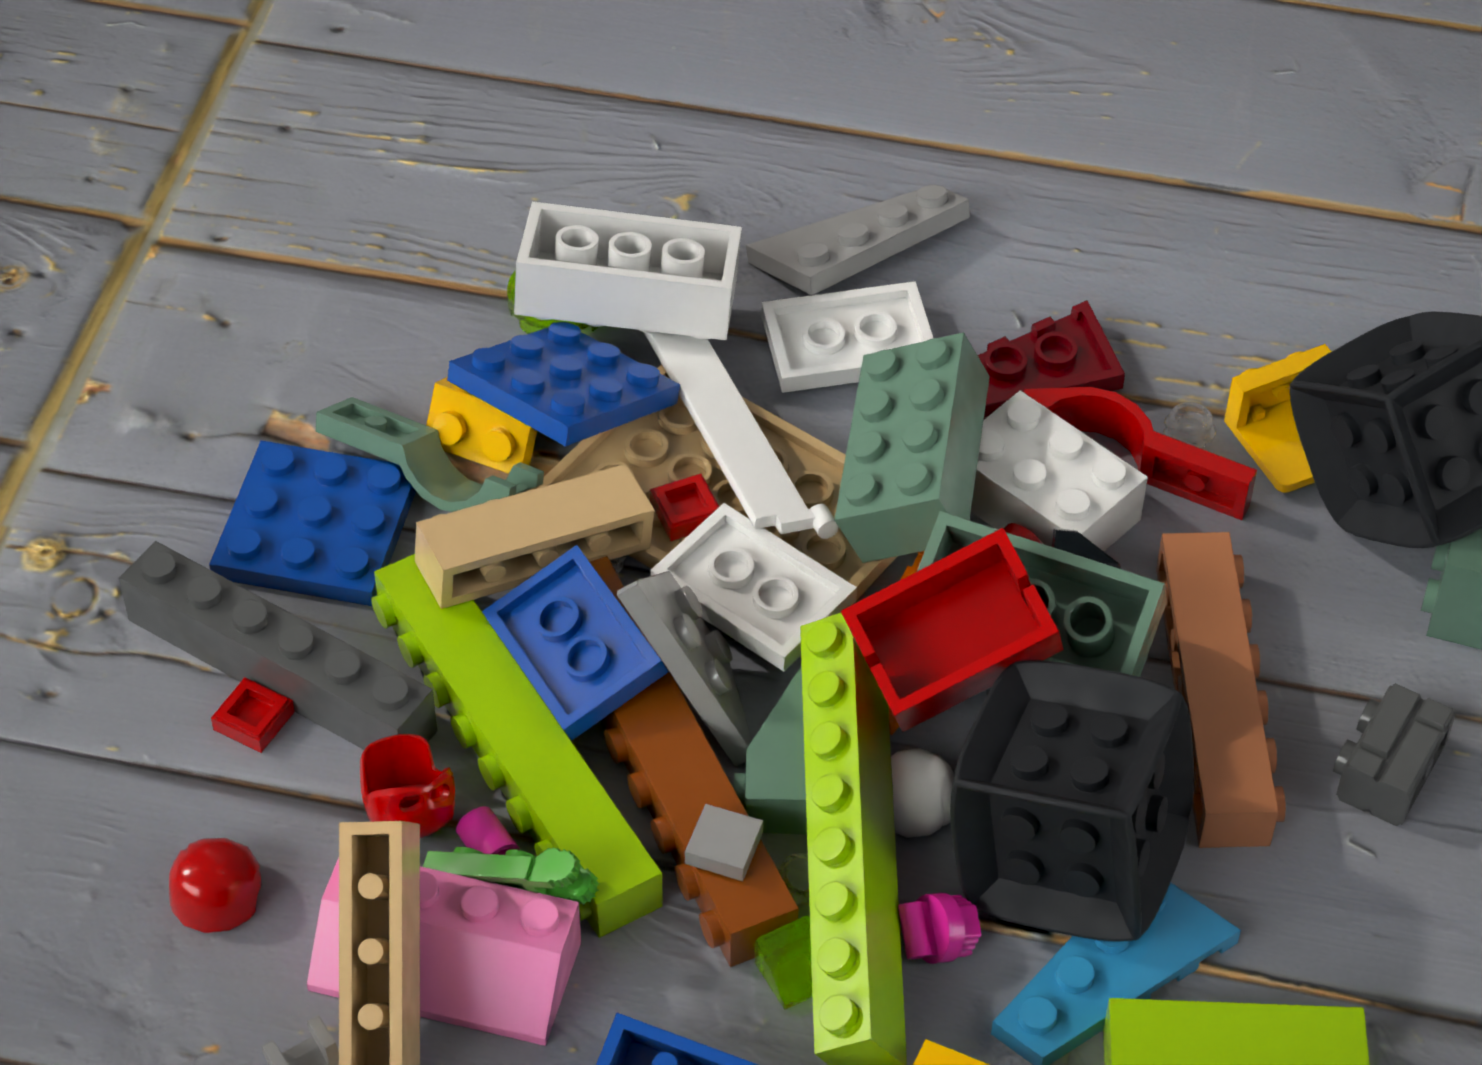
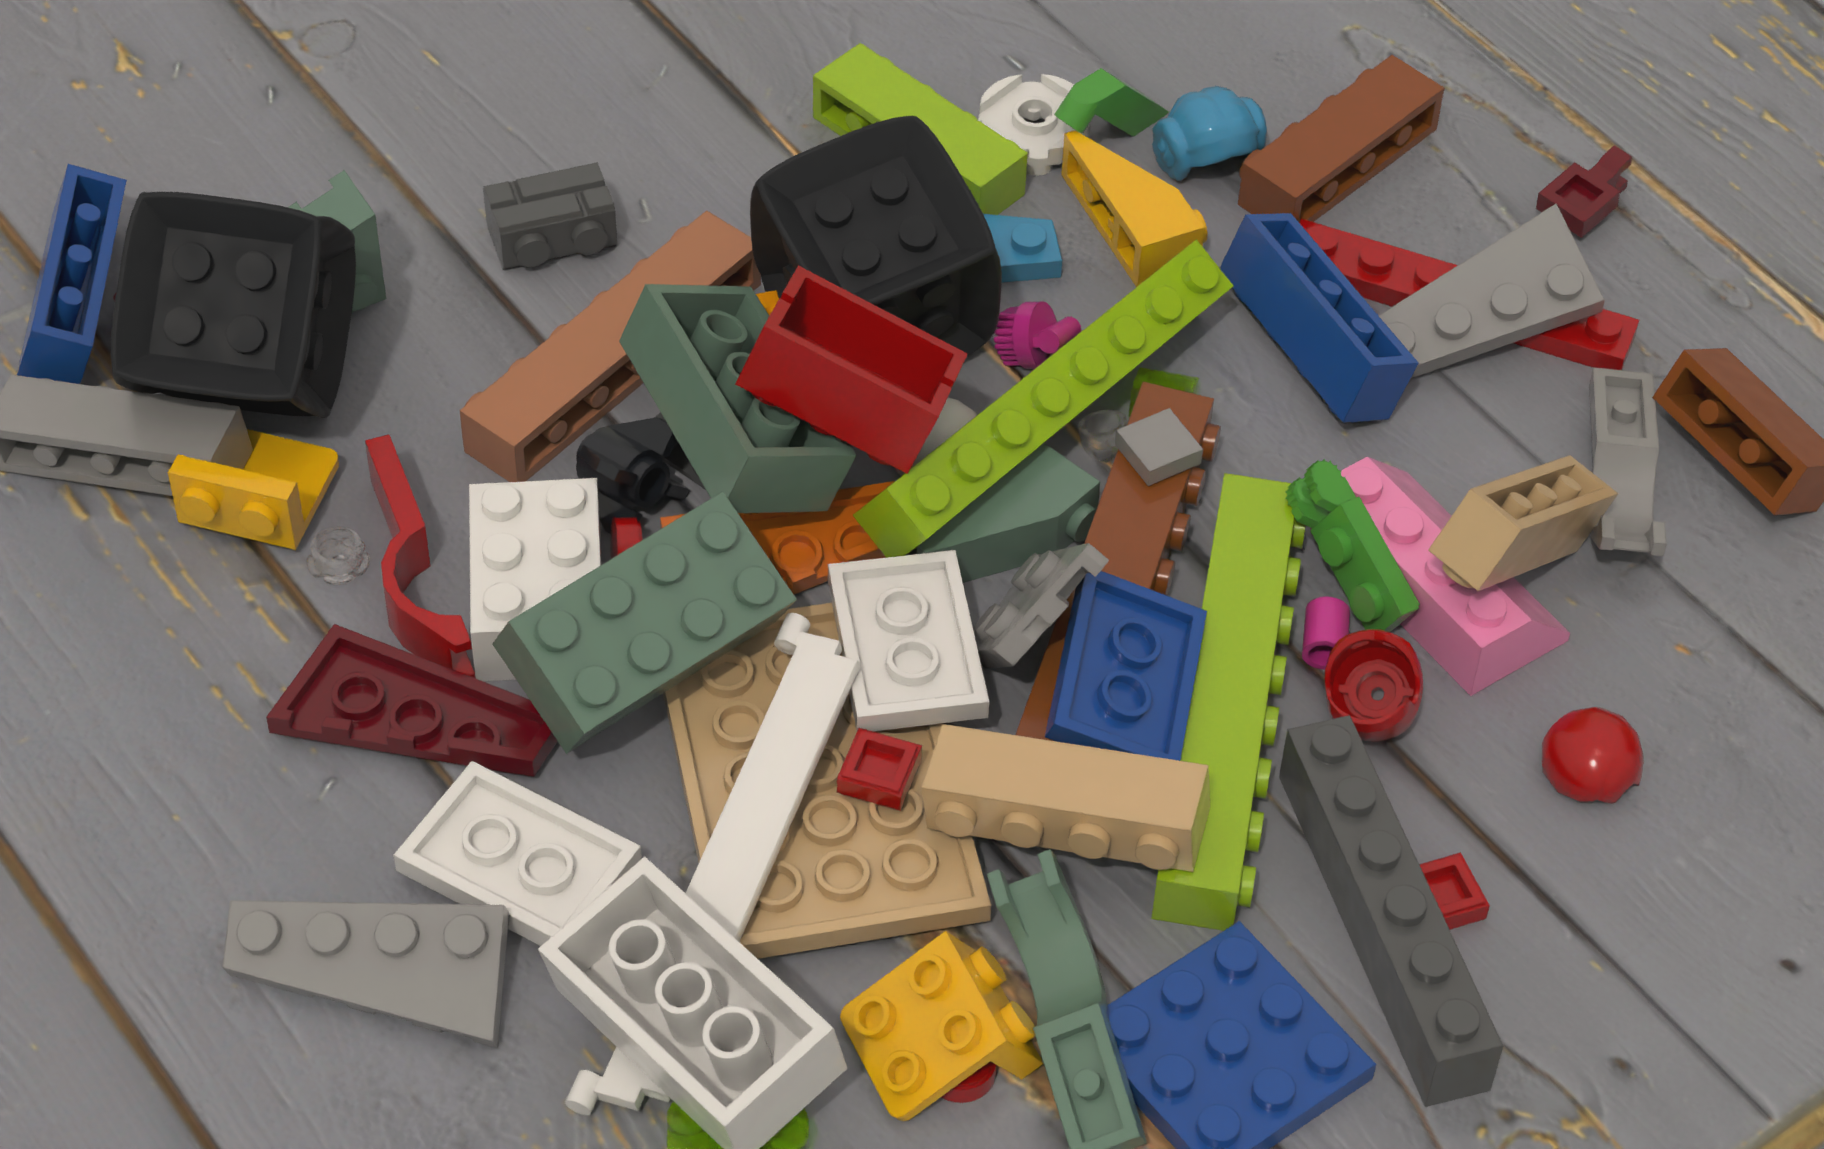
camera: 140 degrees left, 0 degrees up
(563, 383) = (885, 937): blue plate -> none

